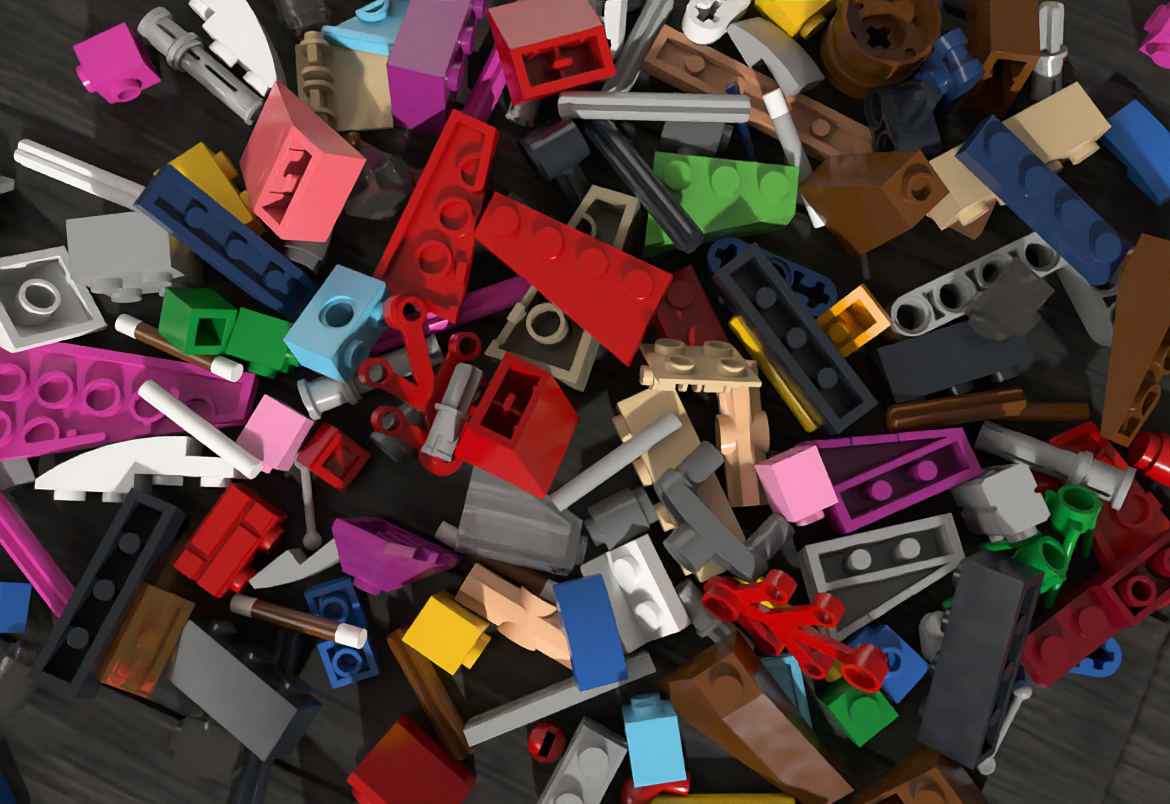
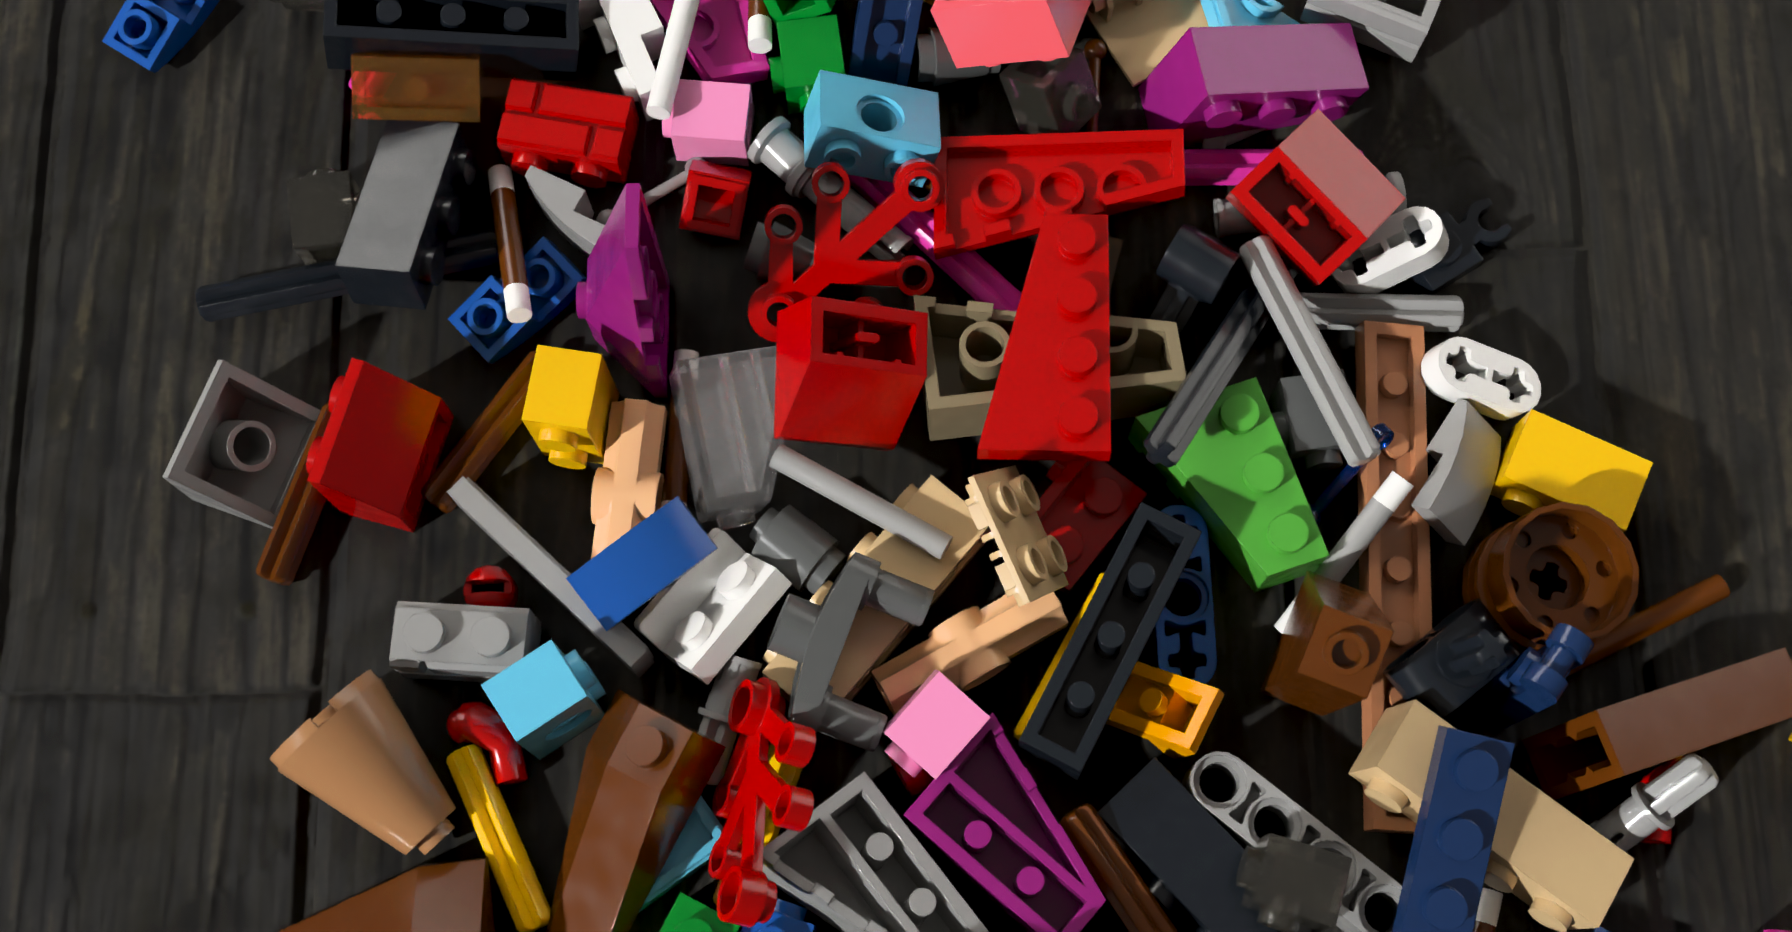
camera: 65 degrees right, 10 degrees down
(453, 412) = (866, 288): light grey axle -> none

